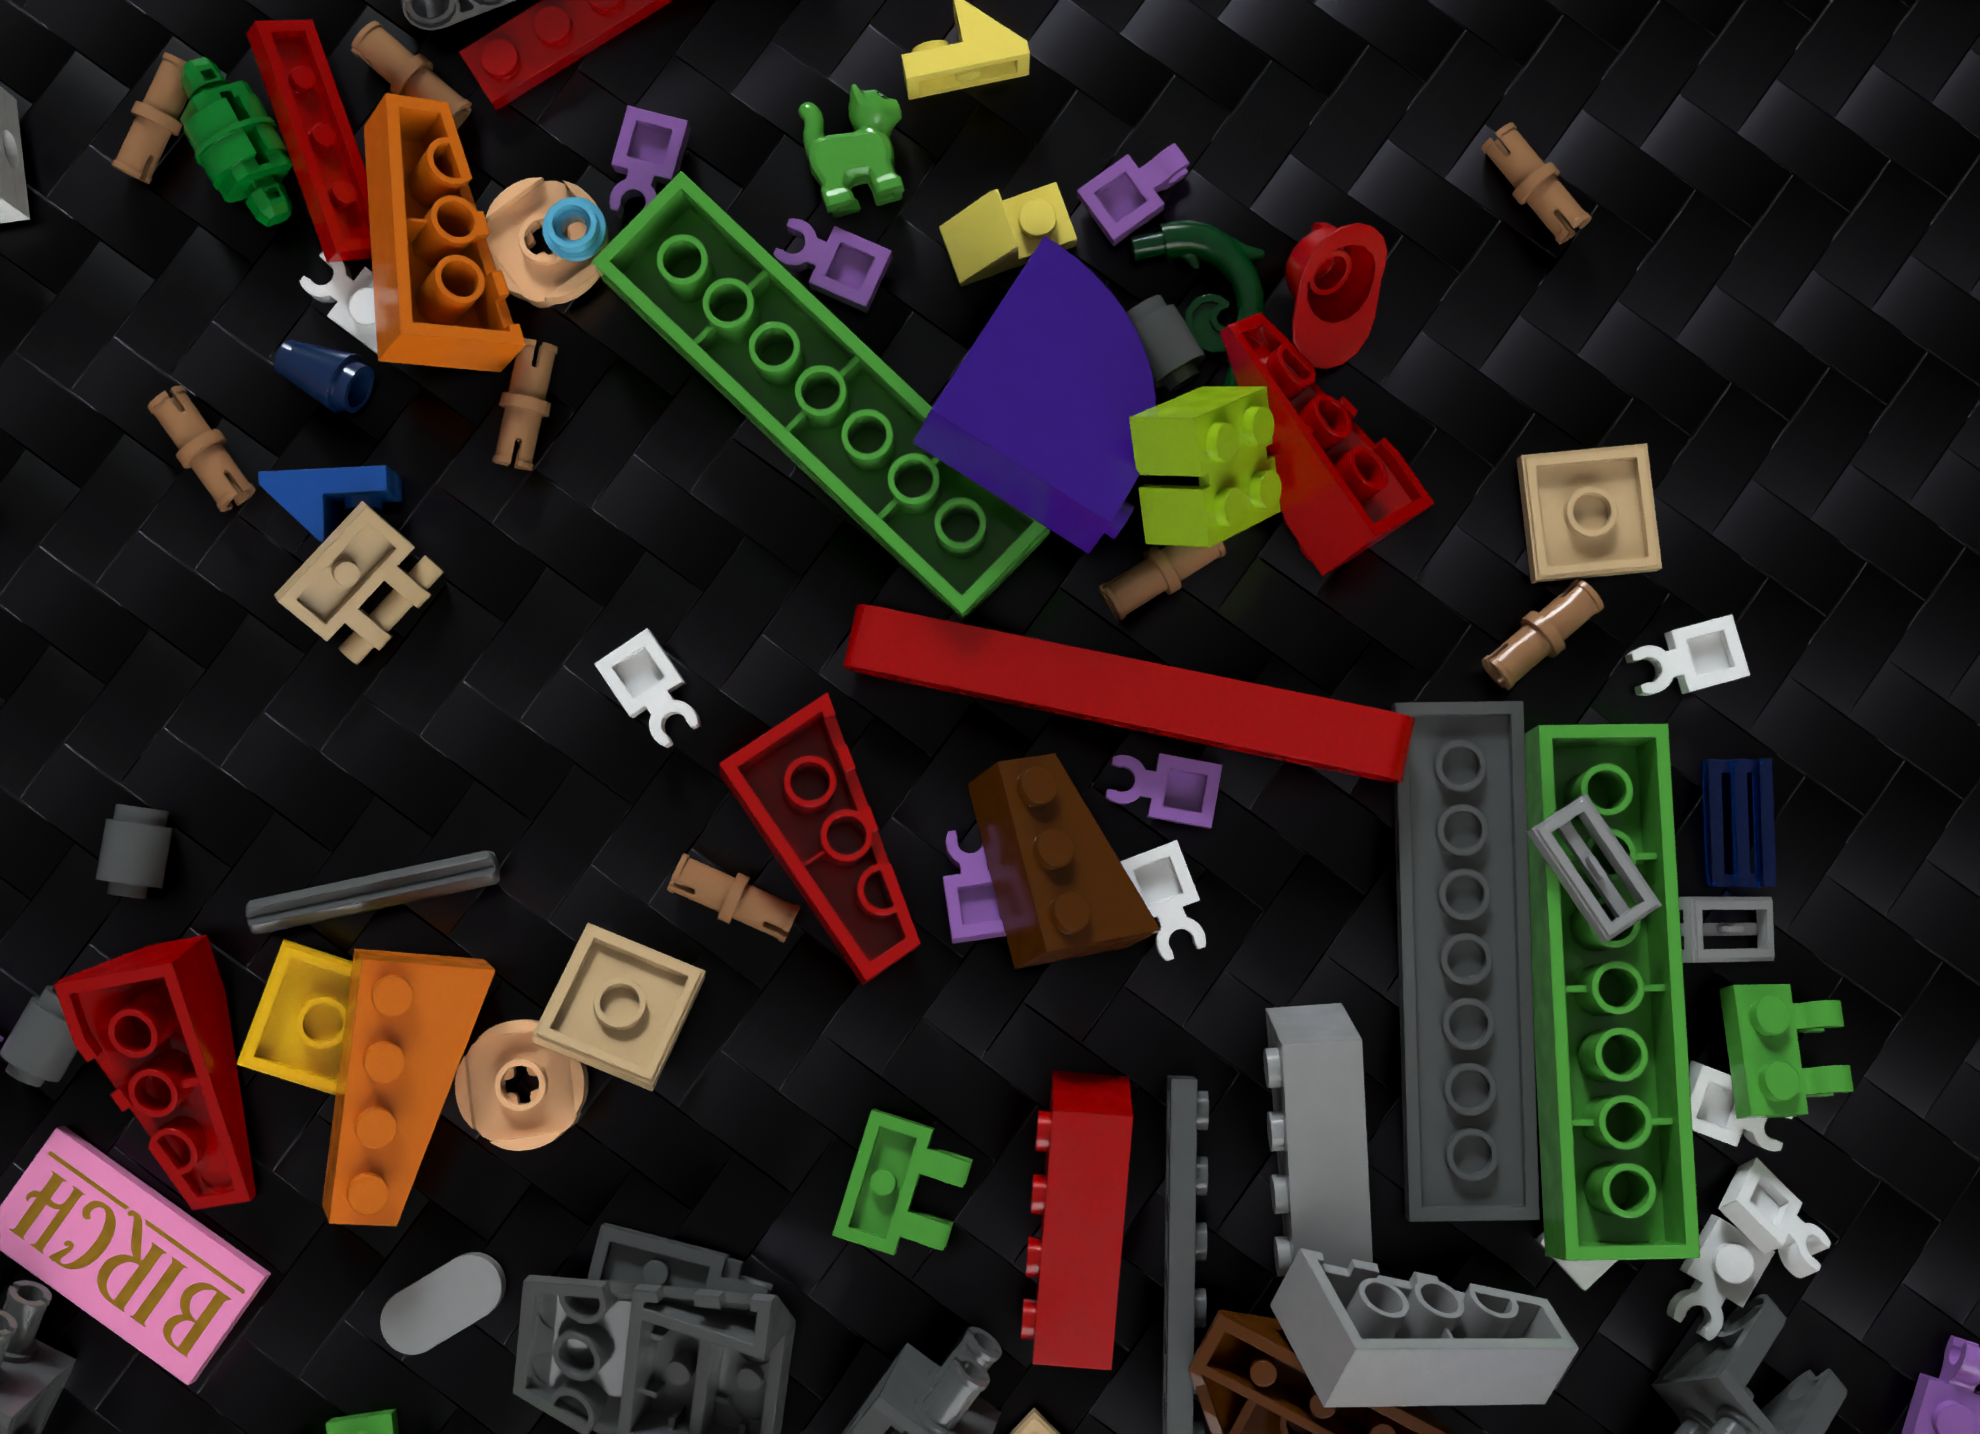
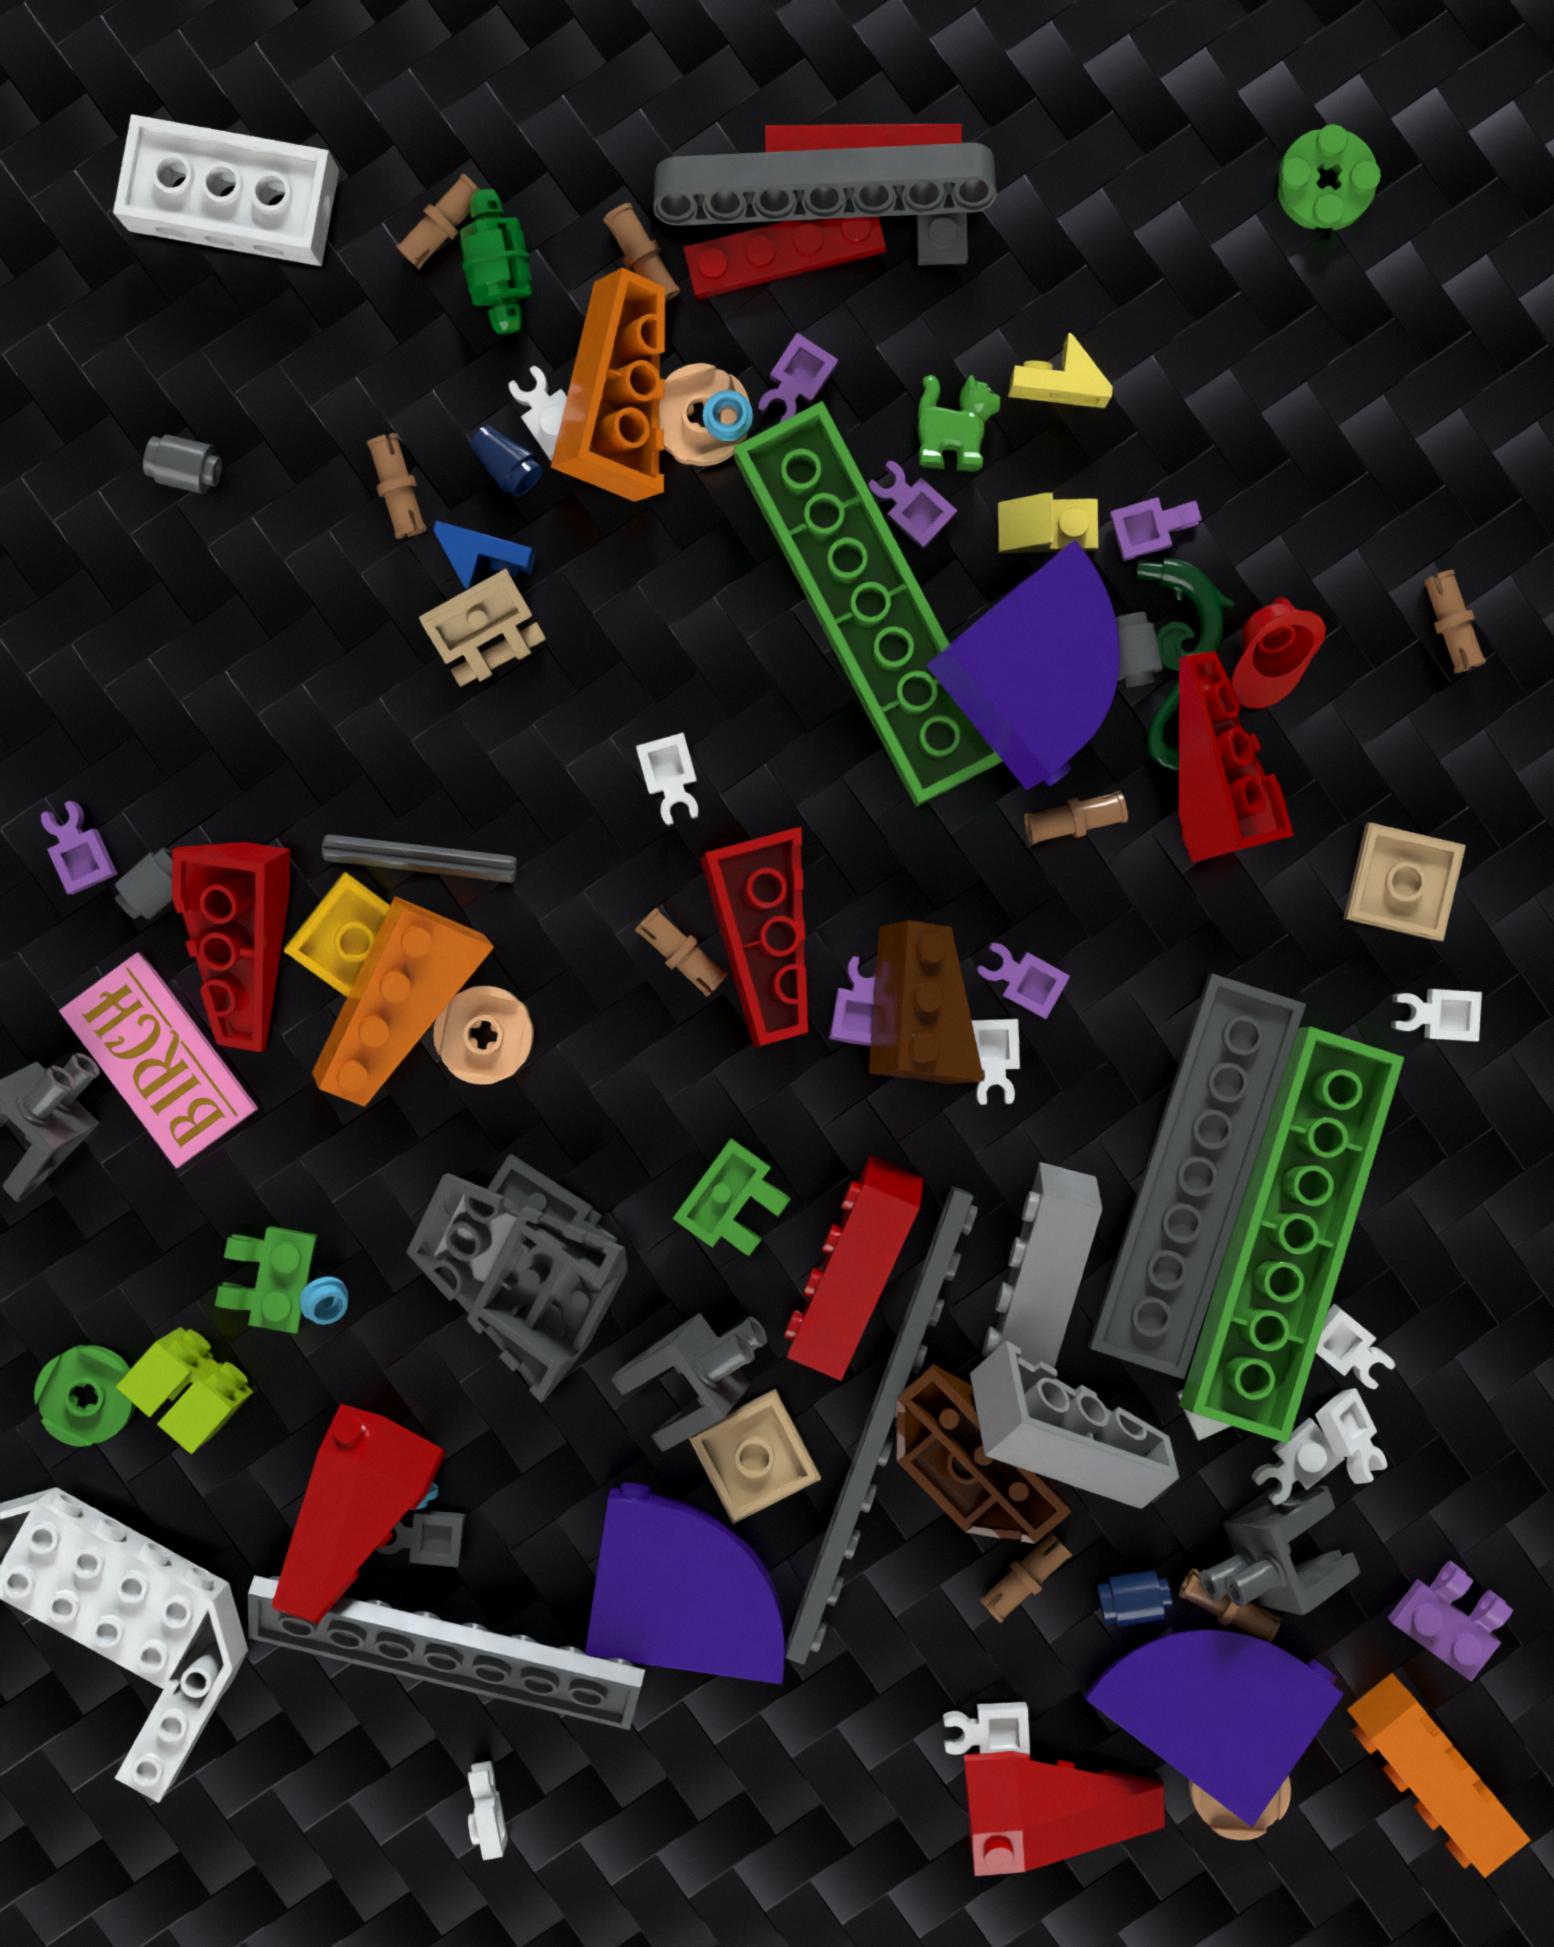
camera: 20 degrees right, 5 degrees up
(134, 851) = (256, 770): dark grey brick -> none
(315, 134) = (556, 275): red plate -> none
(443, 1303) = (376, 1171): light grey tile -> none
(525, 405) = (646, 535): medium nougat pin -> none
(619, 1007) = (572, 1002): tan plate -> none
(1130, 693) = (1019, 900): red beam -> none
(1221, 440) = (1147, 736): lime piece -> none
(1542, 634) = (1338, 959): medium nougat pin -> none
(1573, 882) = (1294, 1150): light grey tile -> none
(1694, 929) = (1369, 1211): light grey tile -> none
(1762, 817) = (1448, 1152): clear blue tile -> none
(1765, 1050) = (1390, 1314): bright green plate -> none

